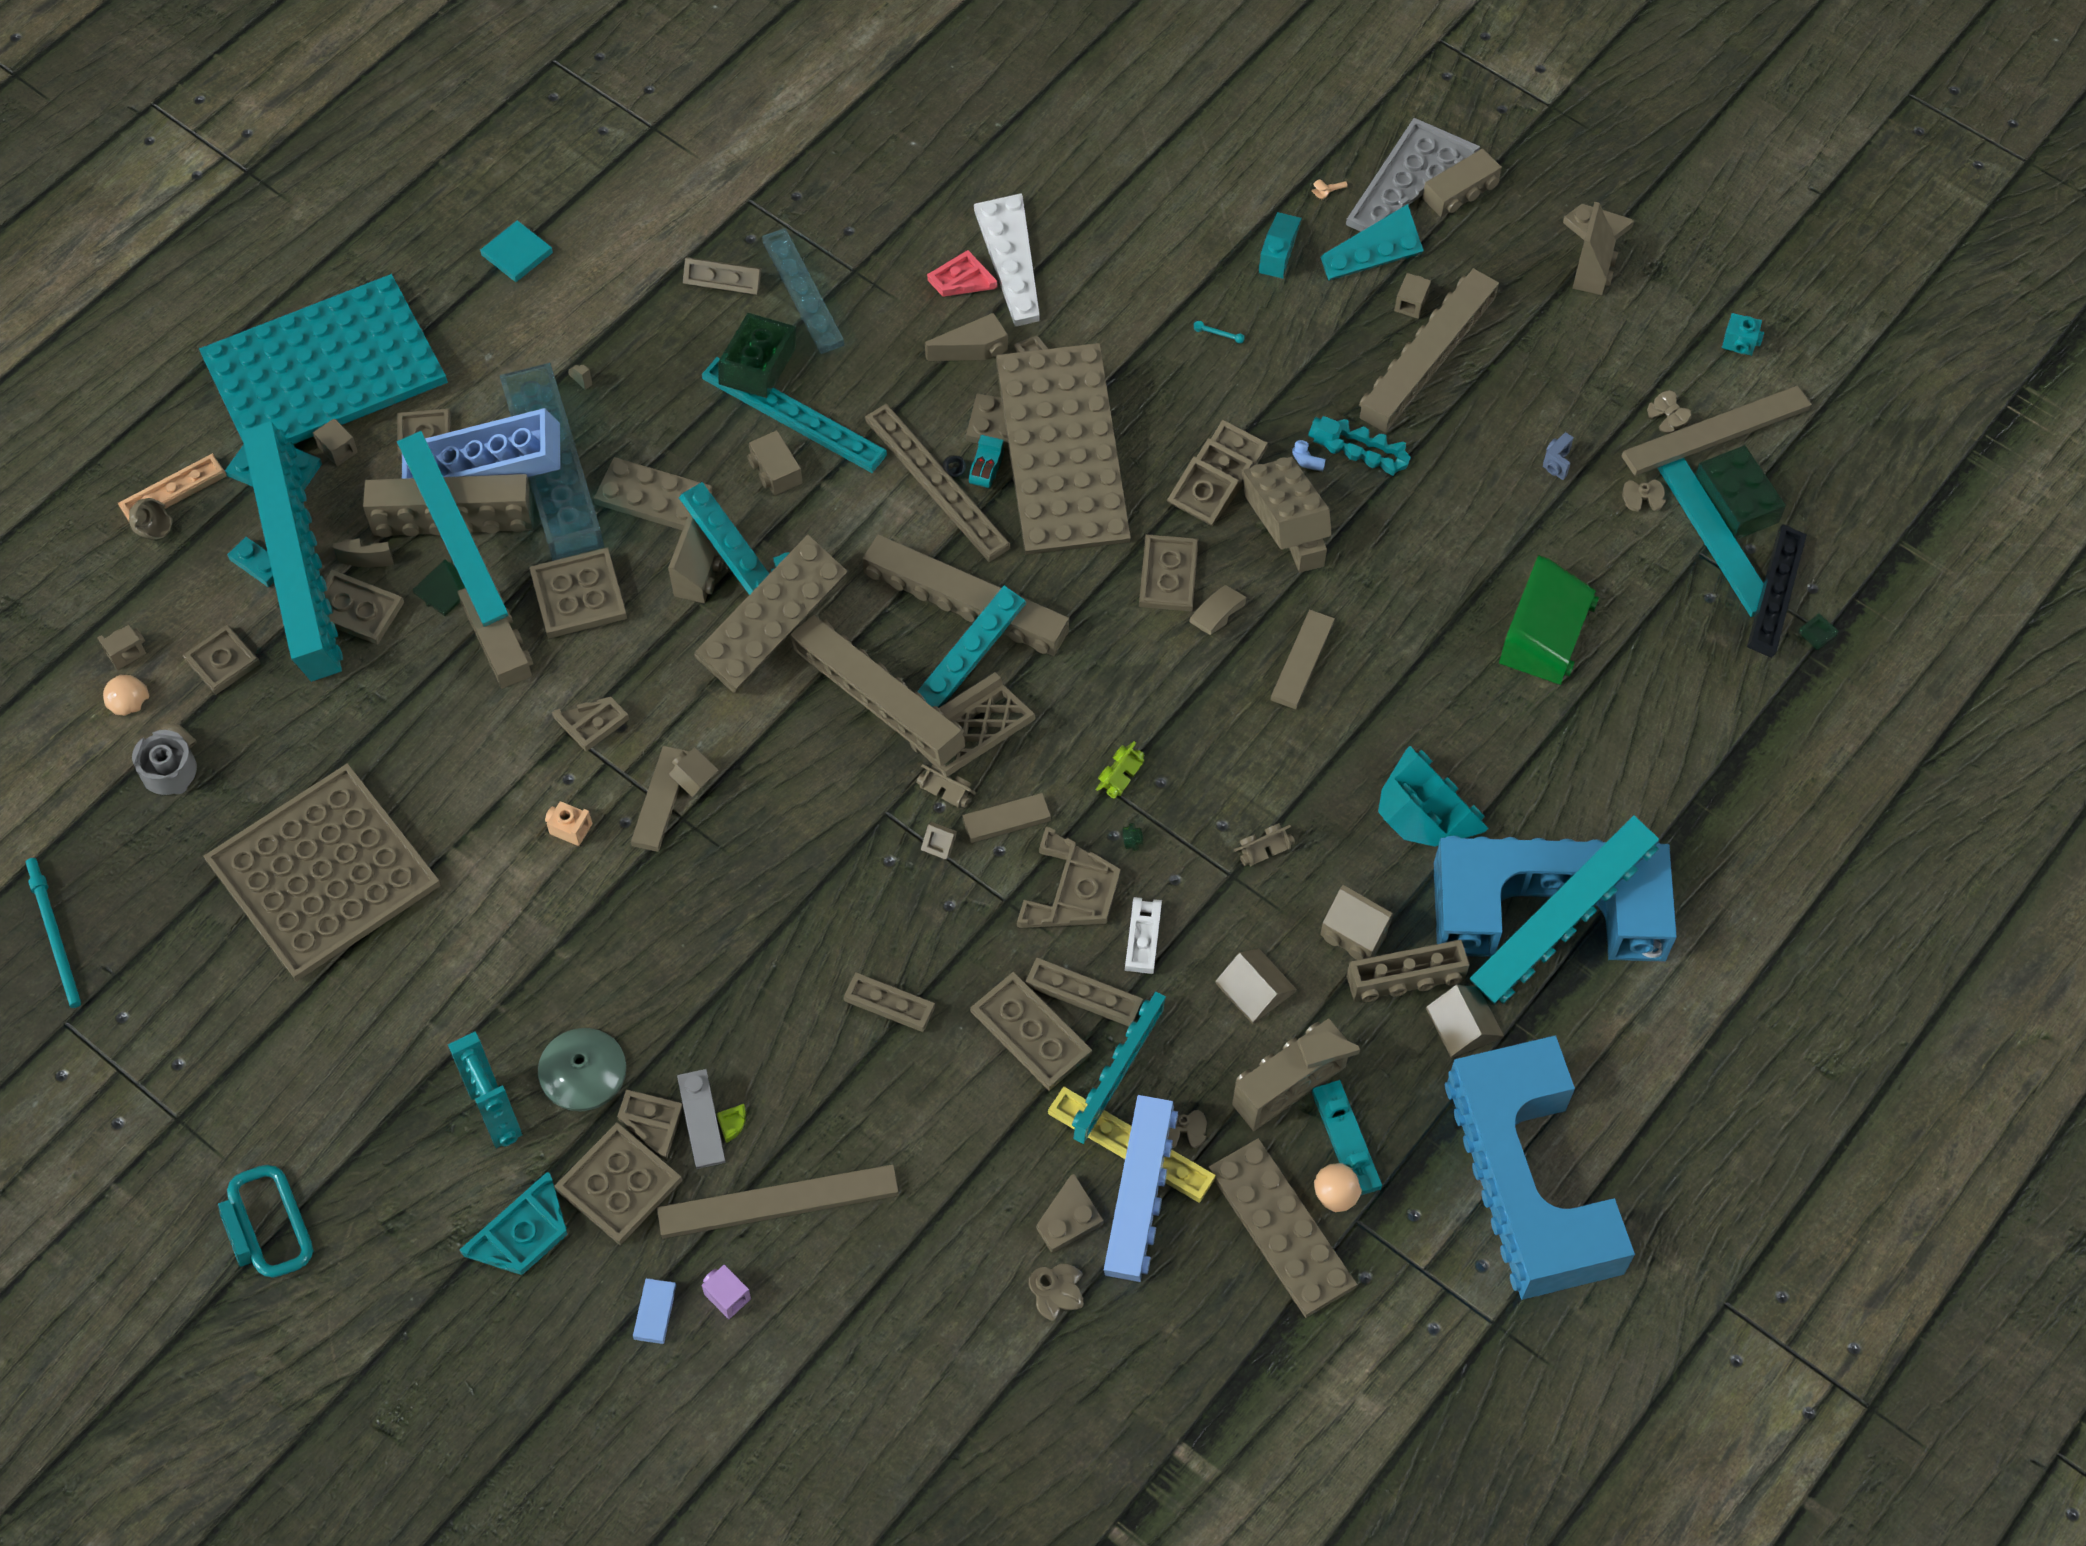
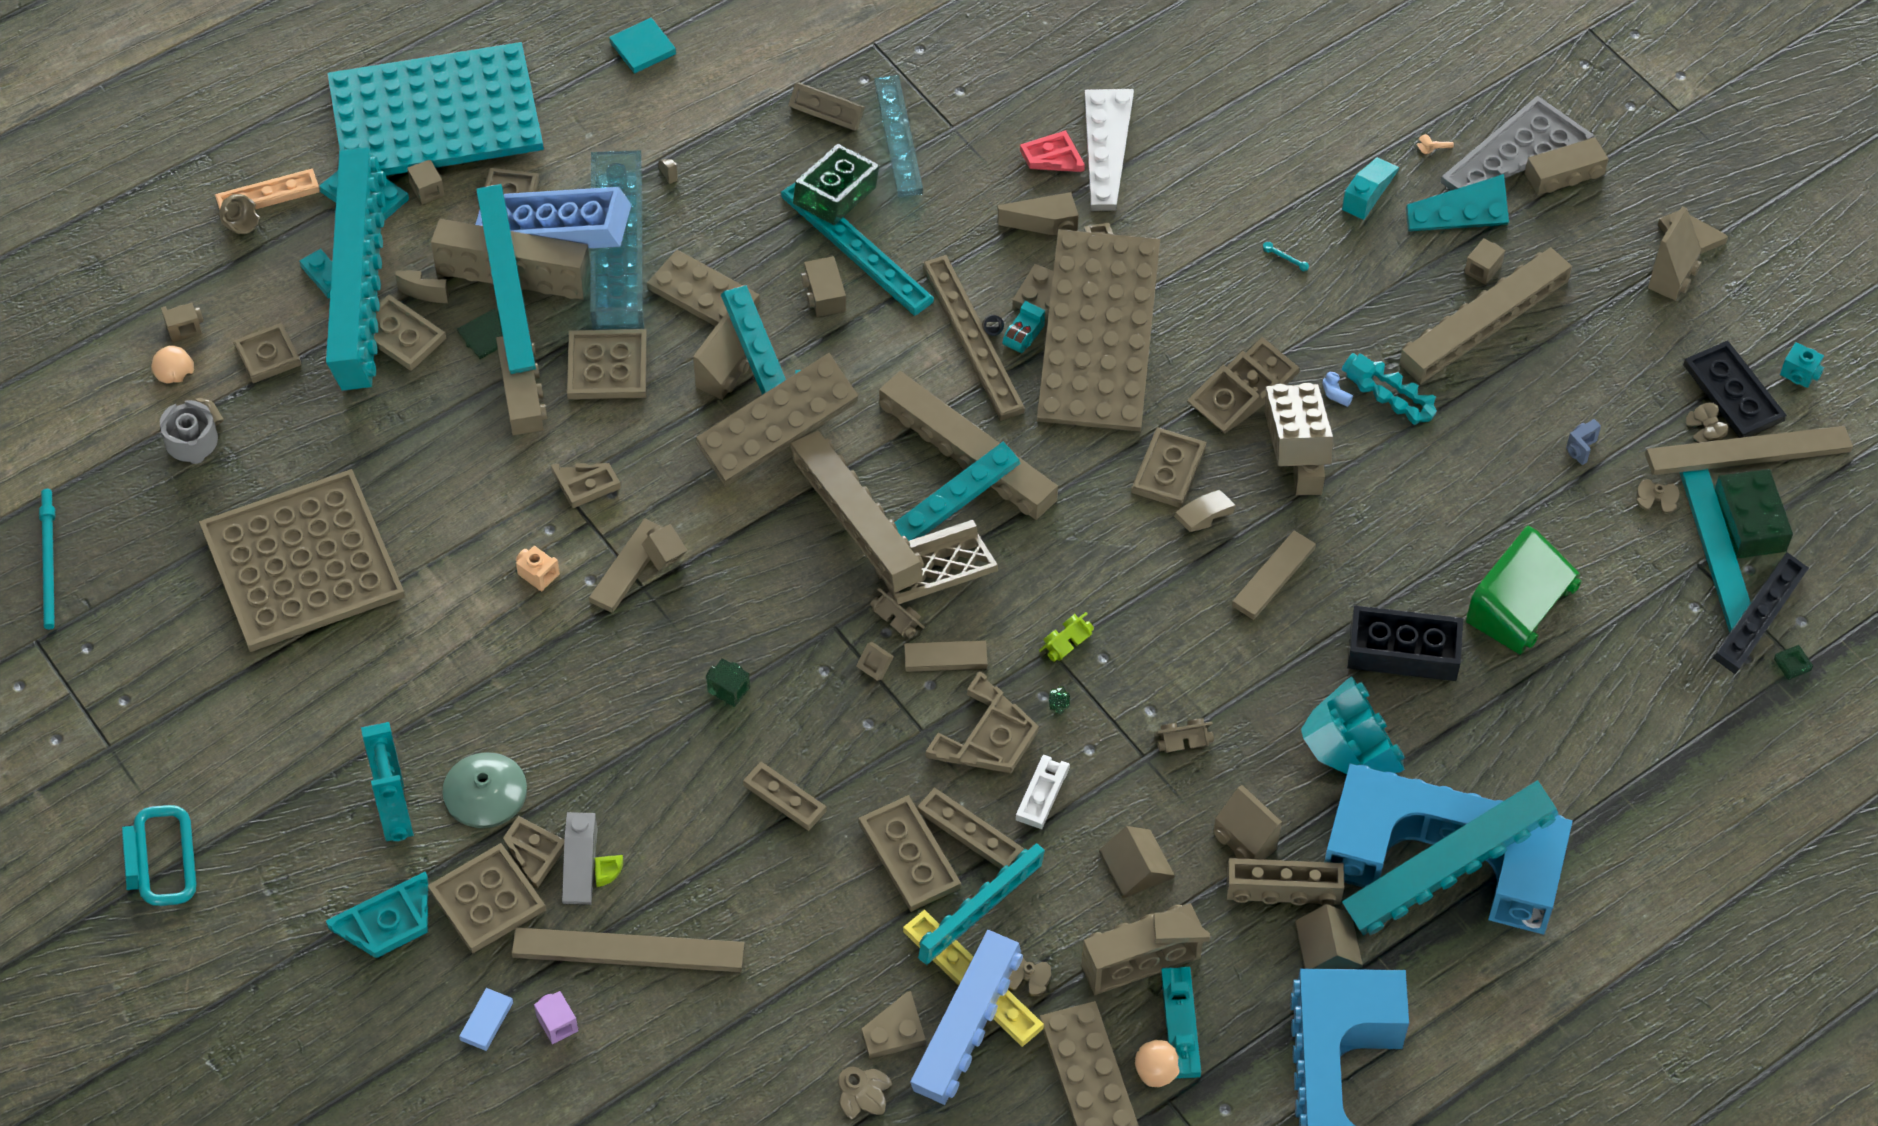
camera: 15 degrees right, 5 degrees down
(797, 897) = (728, 681): none -> clear green brick
(1451, 700) = (1405, 643): none -> black brick
(1685, 372) = (1735, 390): none -> black plate

